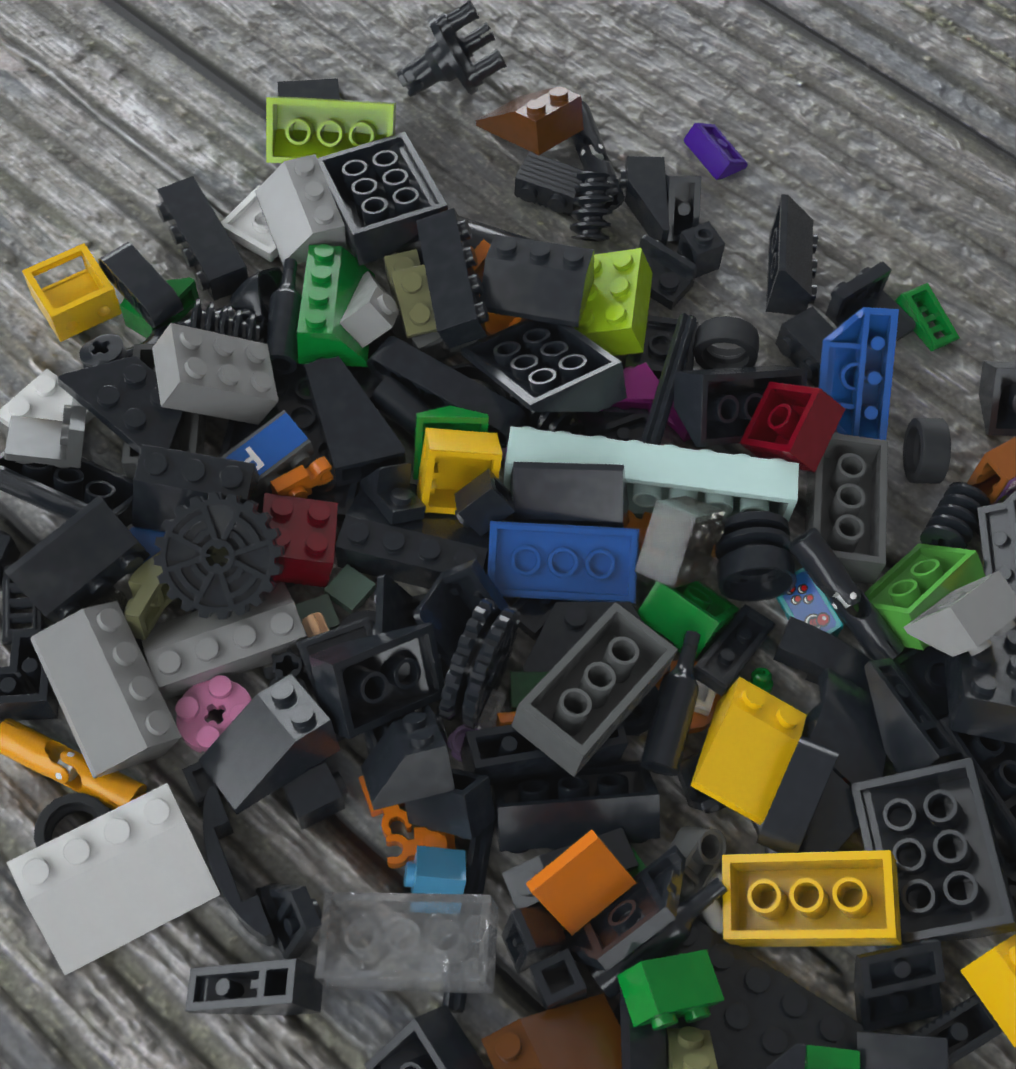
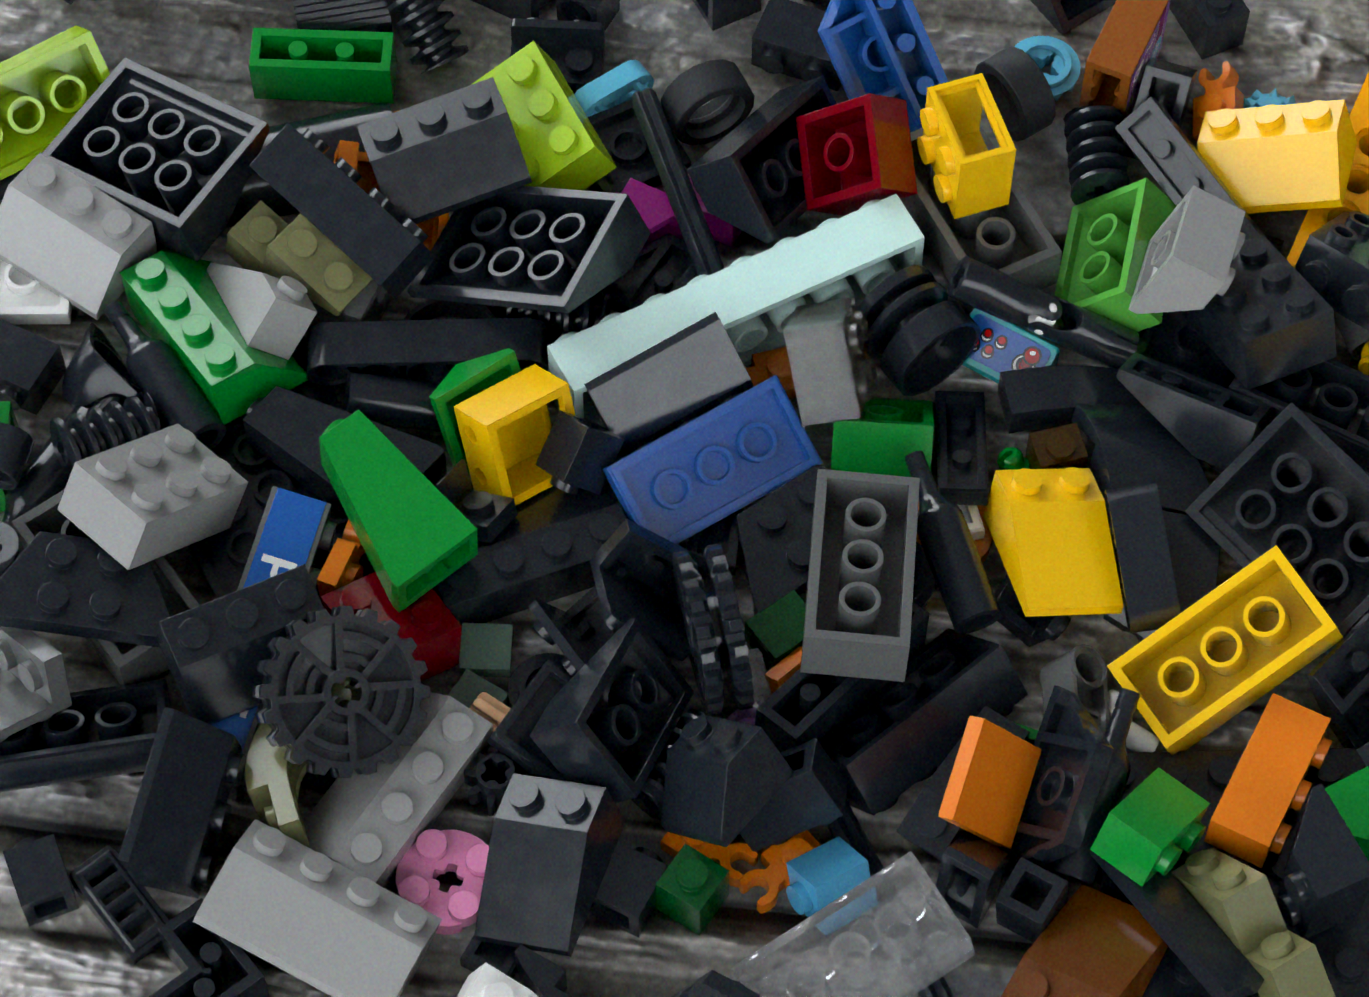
camera: 30 degrees left, 0 degrees up
(339, 473) = (397, 513): none -> green slope
(350, 821) = (692, 889): none -> dark green brick
(517, 200) = (323, 65): none -> green brick
(674, 305) = (614, 87): none -> medium azure beam
(780, 1011) = (1269, 781): none -> orange brick
(794, 689) = (1056, 448): none -> dark brown brick
(870, 438) = (964, 169): none -> yellow piece
(973, 443) = (1065, 65): none -> medium azure gear

